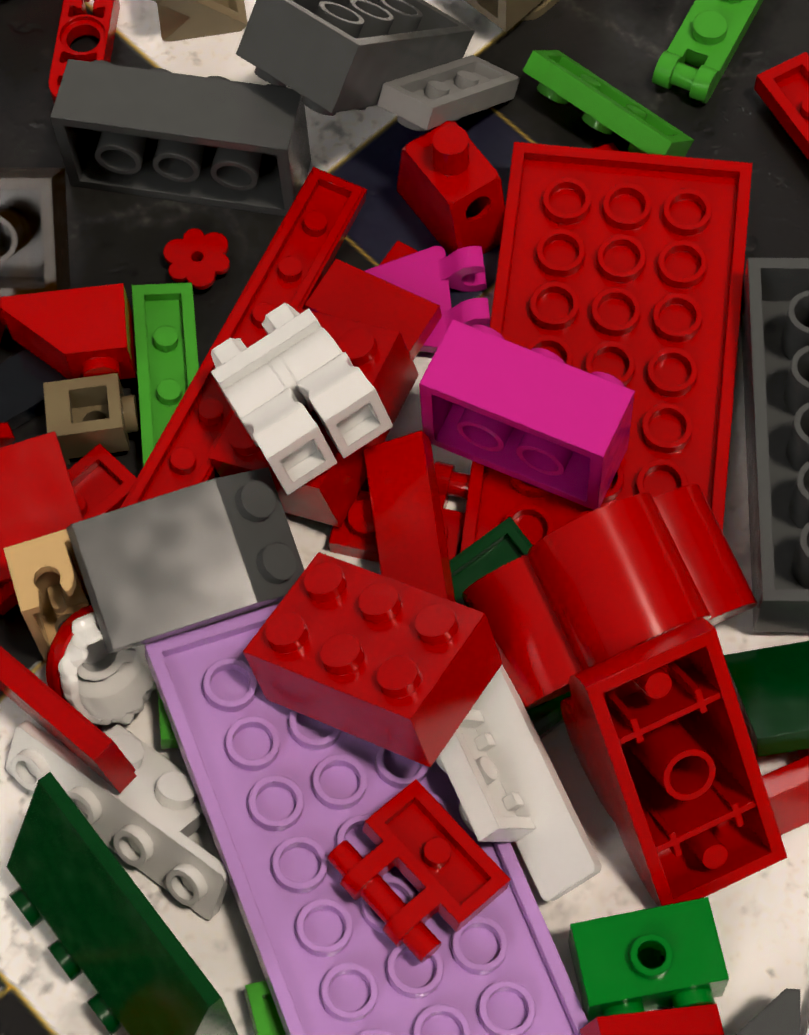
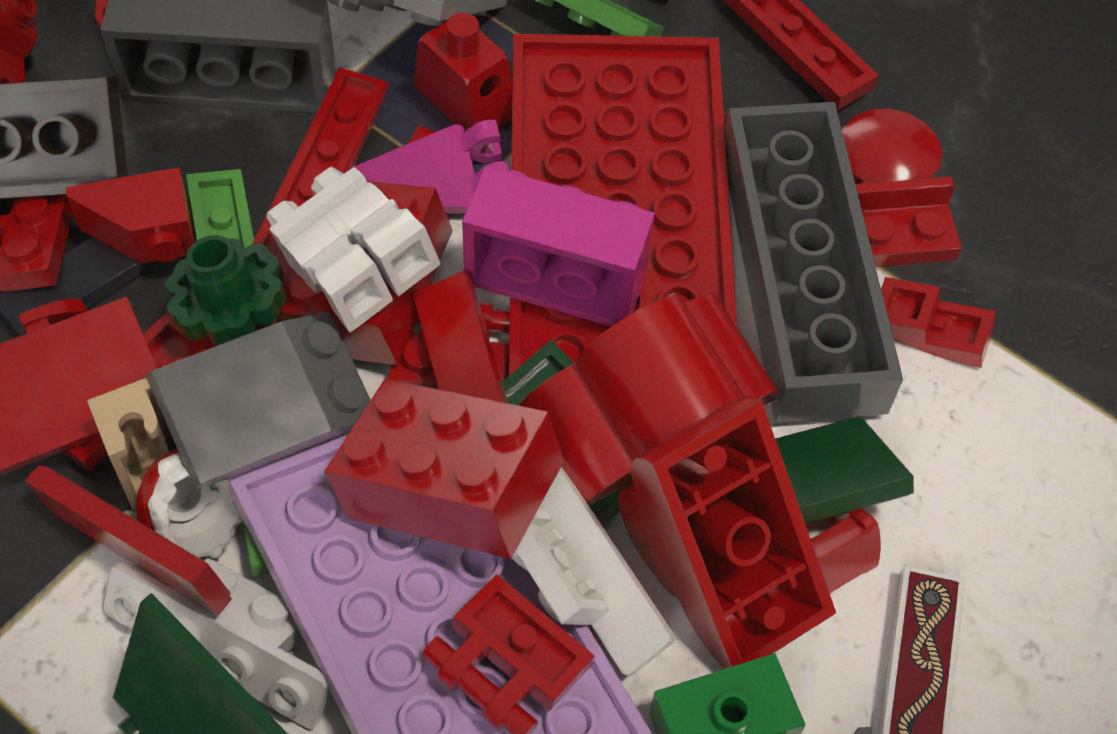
camera: 15 degrees left, 5 degrees down
(90, 413) = (144, 280): dark tan brick -> none
(160, 433) = (225, 289): none -> dark green plant
(197, 258) = (243, 150): red plant -> none
(373, 301) = (396, 166): red tile -> none

